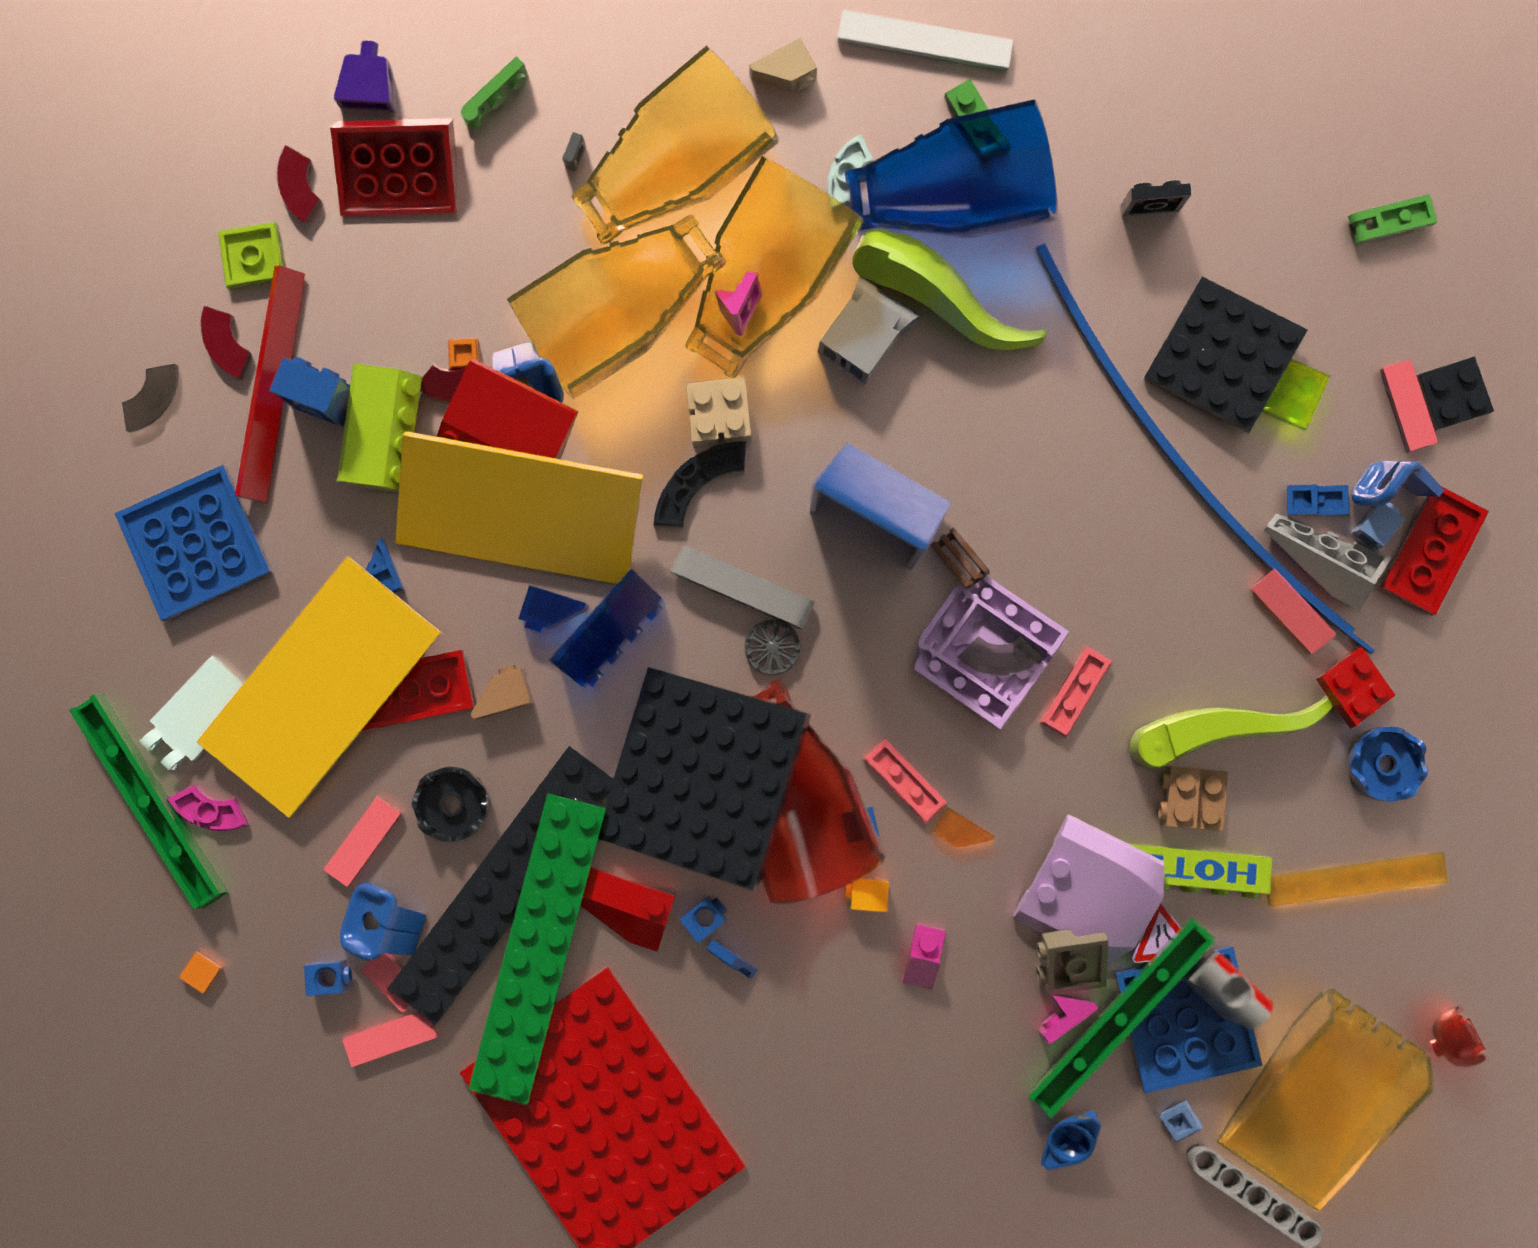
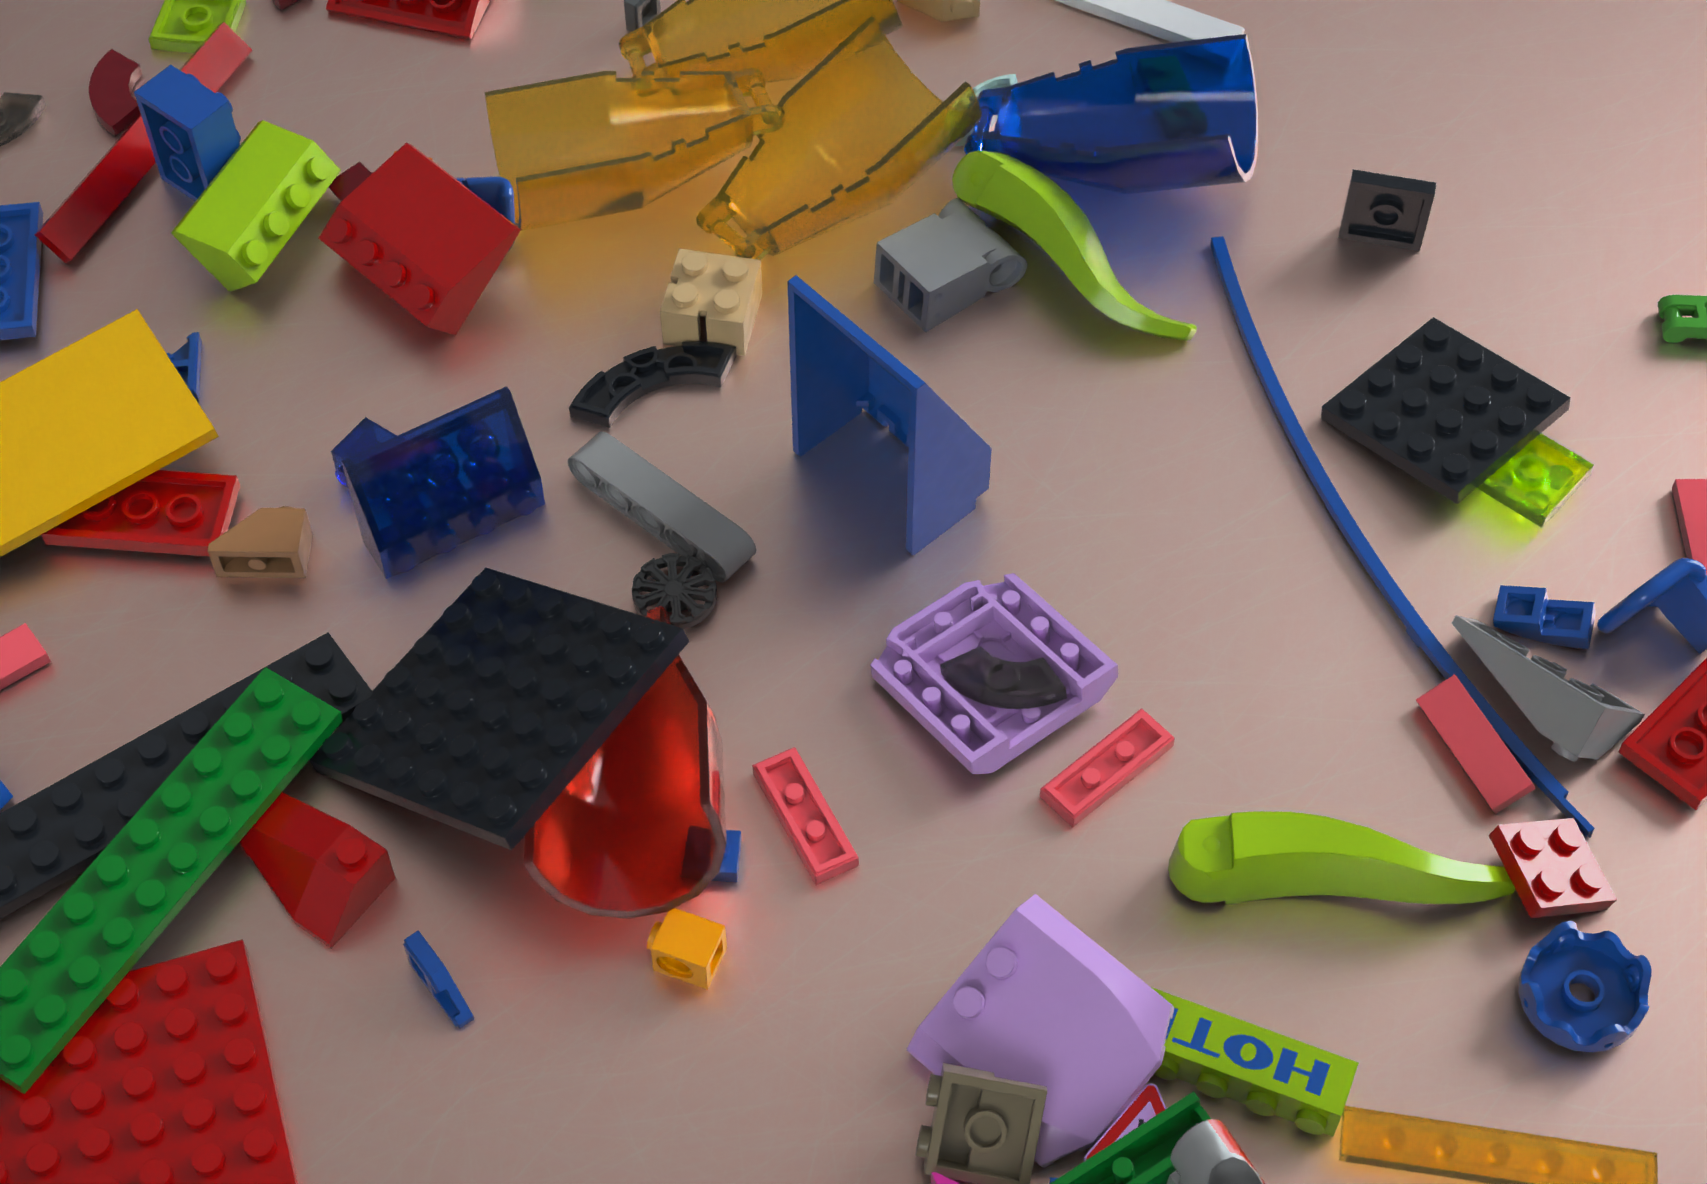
camera: 15 degrees right, 30 degrees down
(430, 809) = (113, 634): black plate -> none
(517, 508) = (386, 316): yellow tile -> none
(692, 924) = (408, 895): blue brick -> none
(740, 305) = (790, 185): dark pink slope -> none
(924, 956) = (742, 1070): dark pink slope -> none
(945, 540) = (1006, 549): reddish brown tile -> none
(960, 830) = (865, 904): clear orange tile -> none
(1193, 798) = (1251, 958): medium nougat plate -> none
(1379, 525) = (1631, 664): medium blue brick -> none

